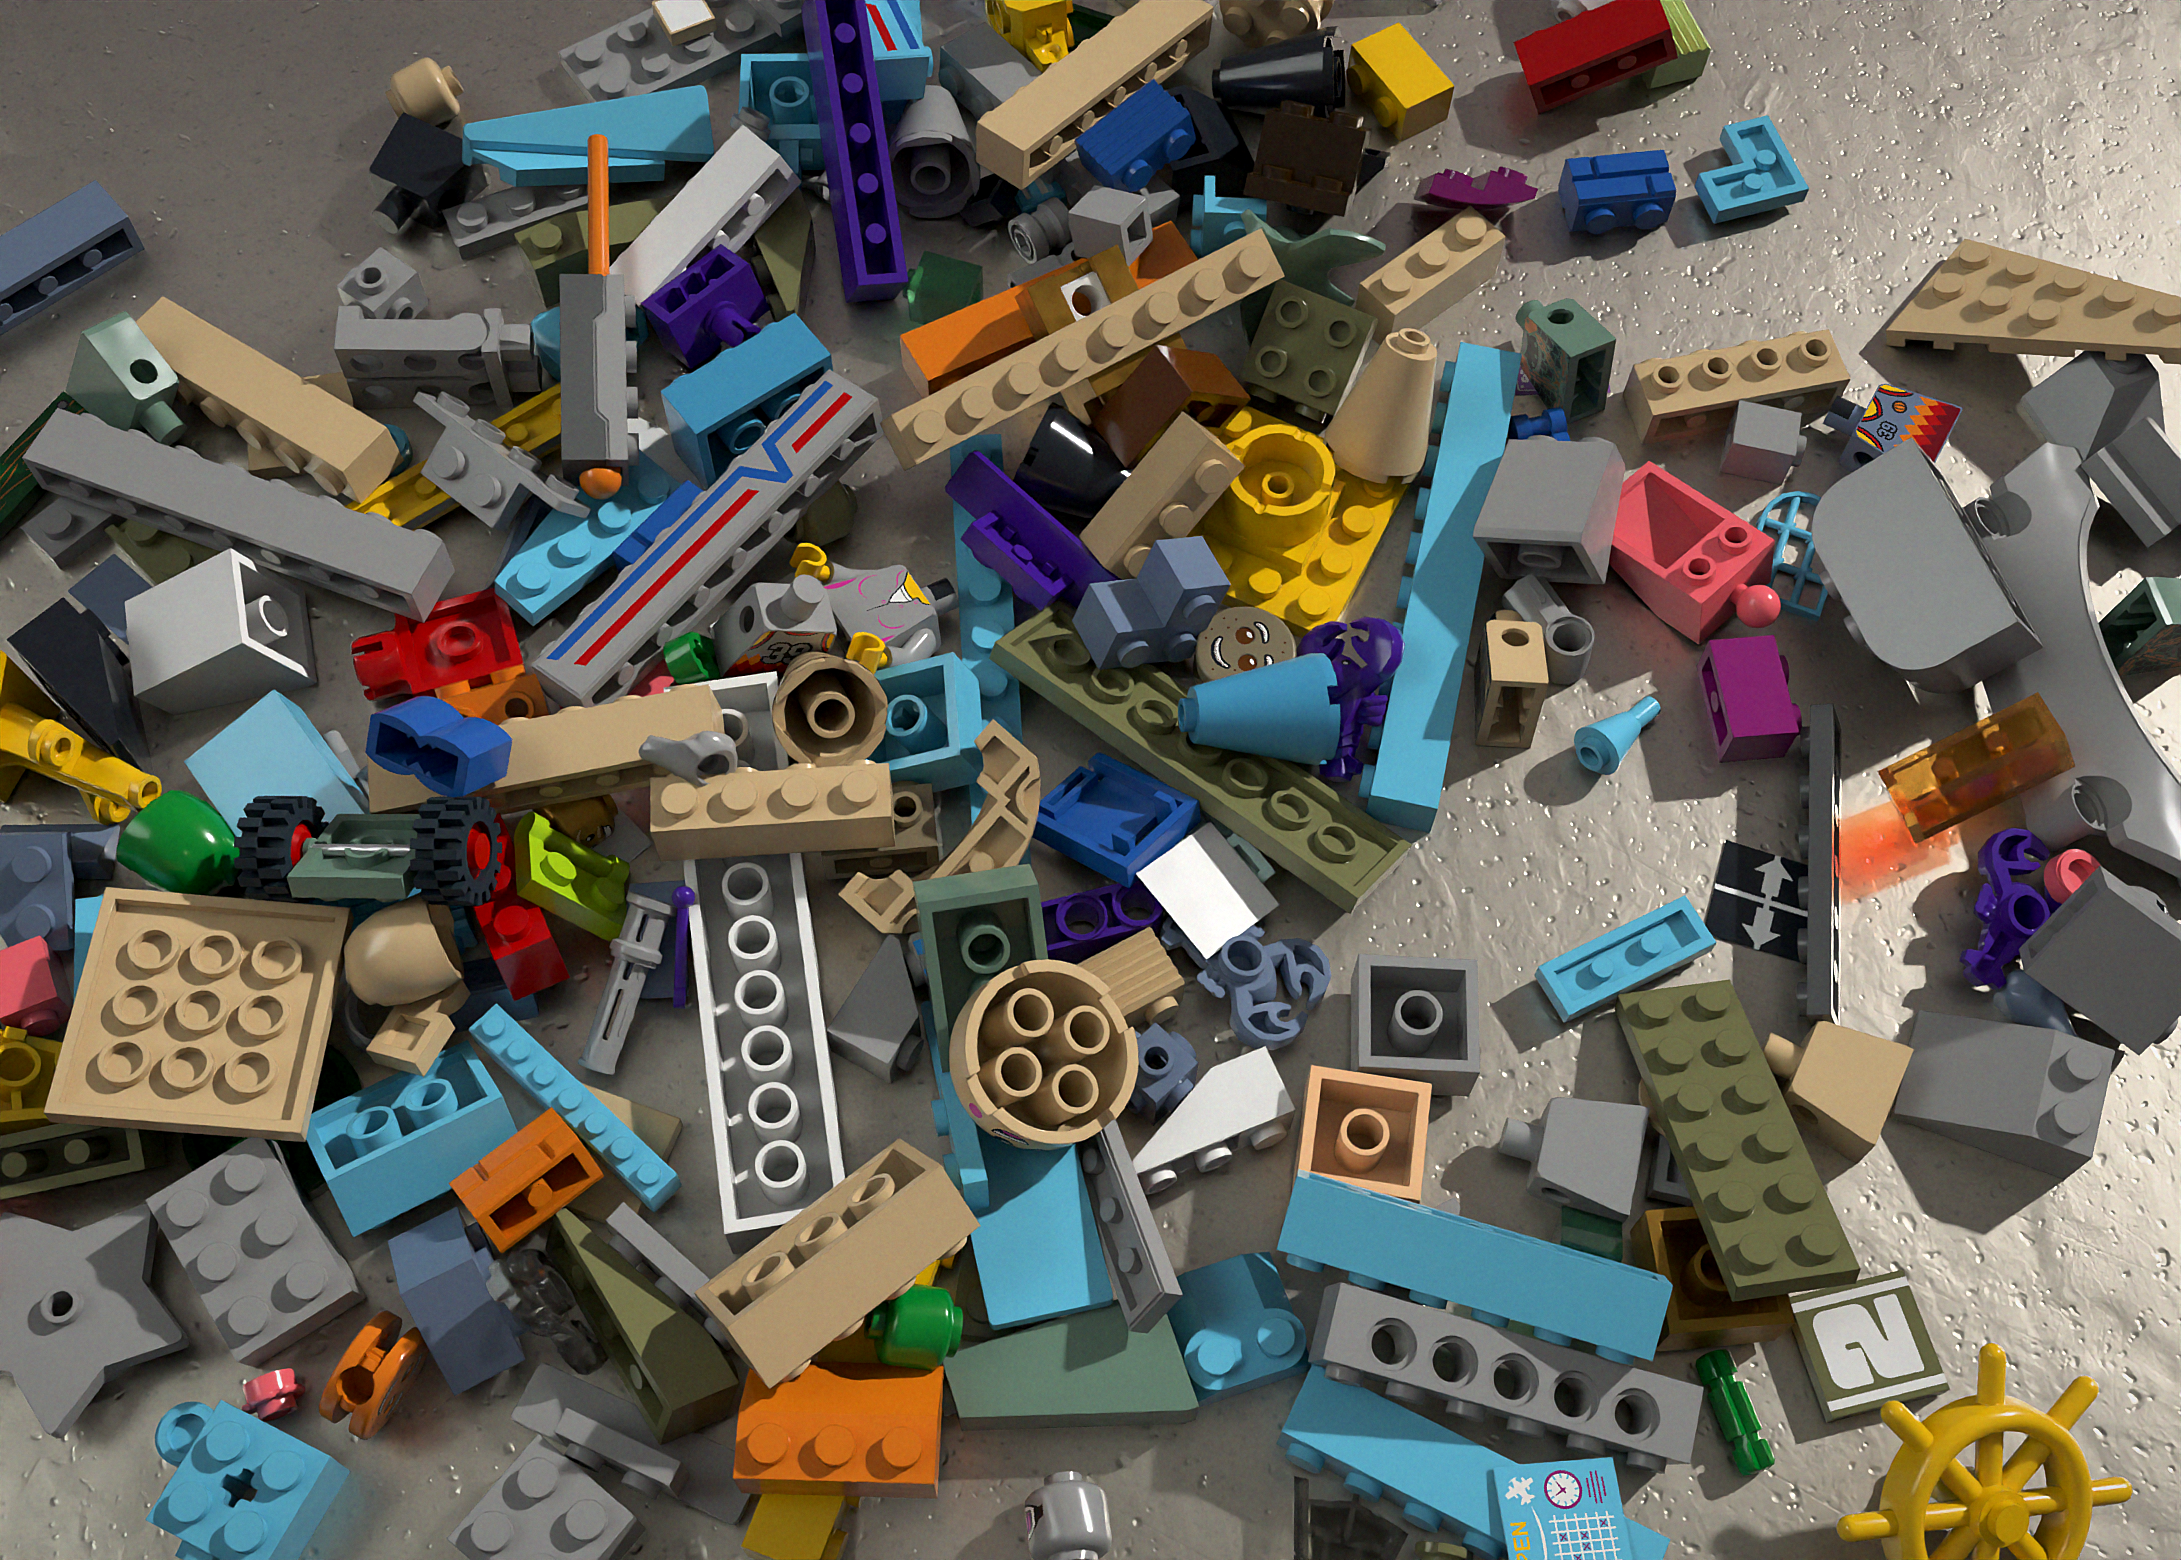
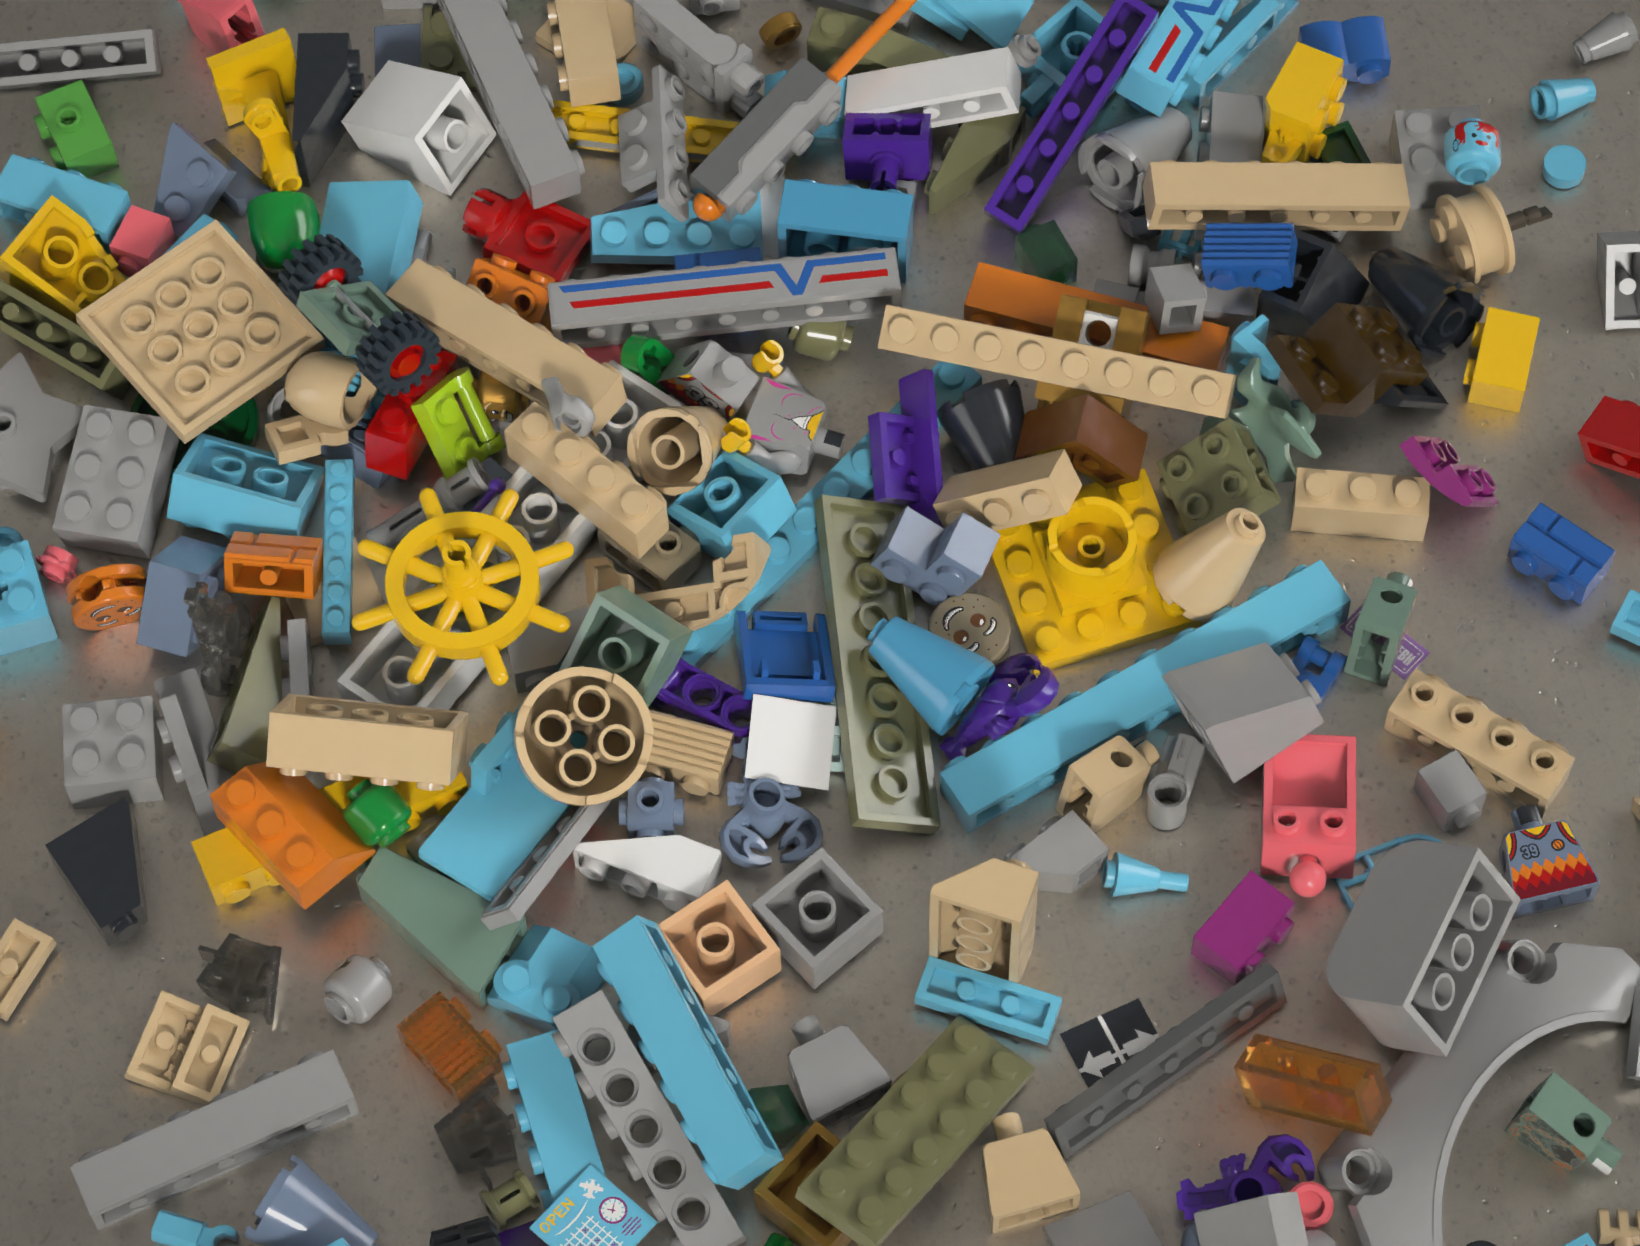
camera: 50 degrees right, 0 degrees up
(438, 746) = (444, 286): blue brick -> none
(490, 287) = (780, 30): none -> pearl gold tile
(762, 1021) = (463, 585): none -> yellow piece
(1219, 1487) = (451, 1046): none -> clear orange brick
(1539, 775) = (1063, 854): none -> light grey slope
(1605, 869) = (986, 918): none -> tan slope

